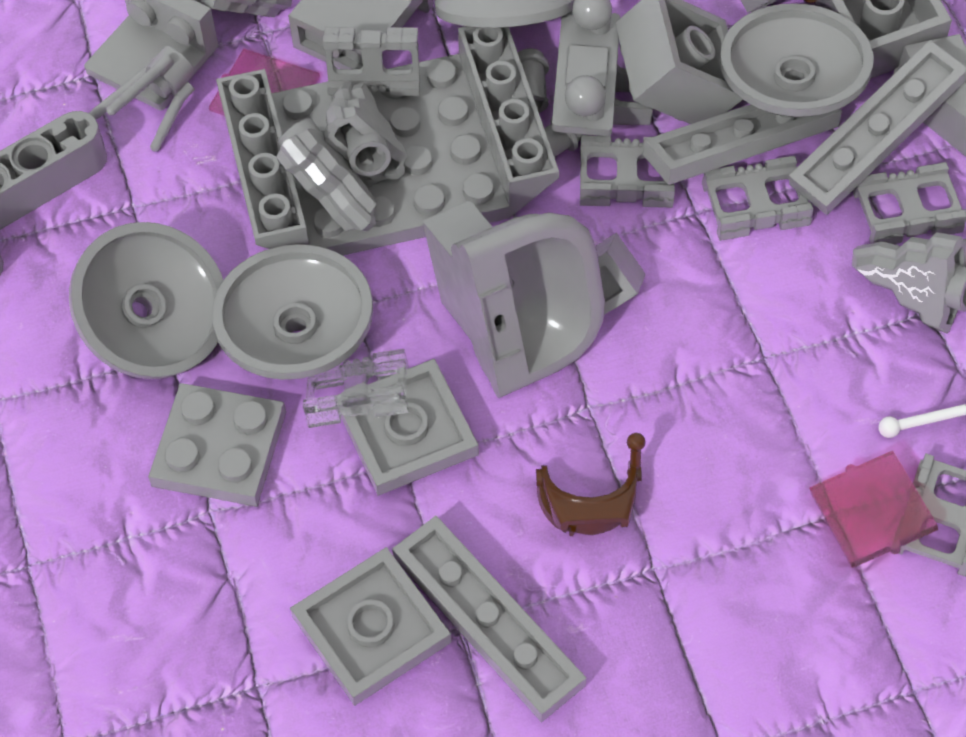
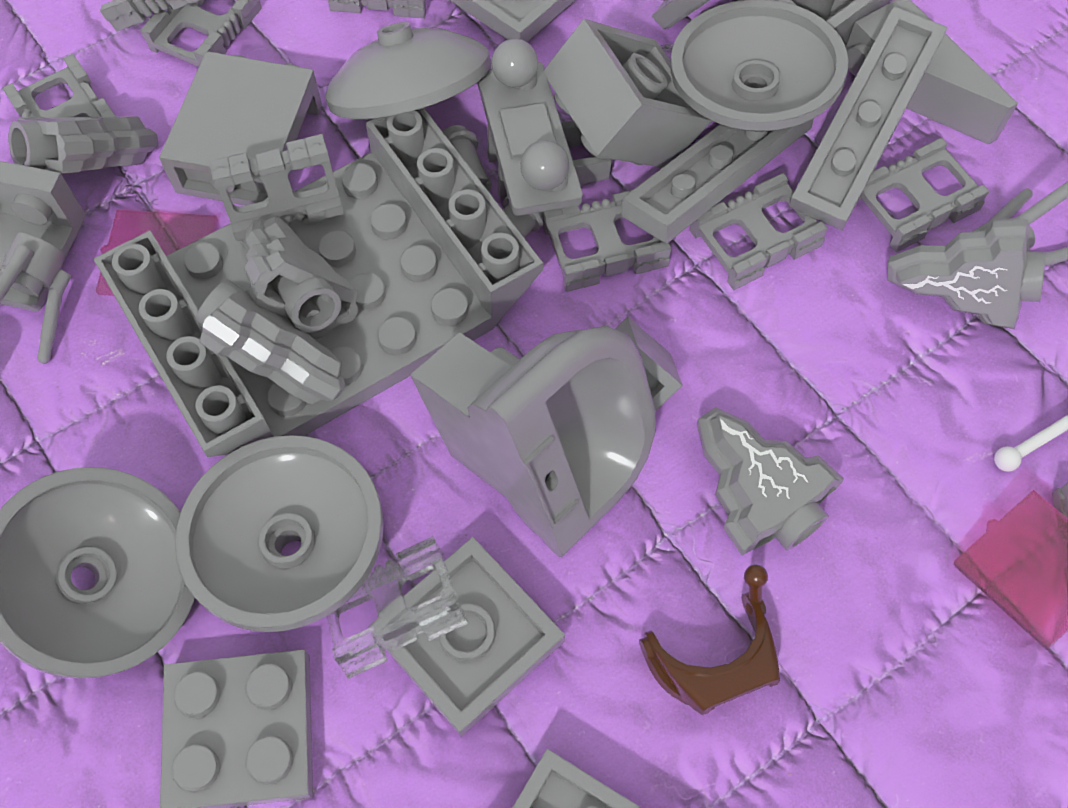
camera: 20 degrees left, 5 degrees up
(678, 389) = (764, 483): none -> light grey rock

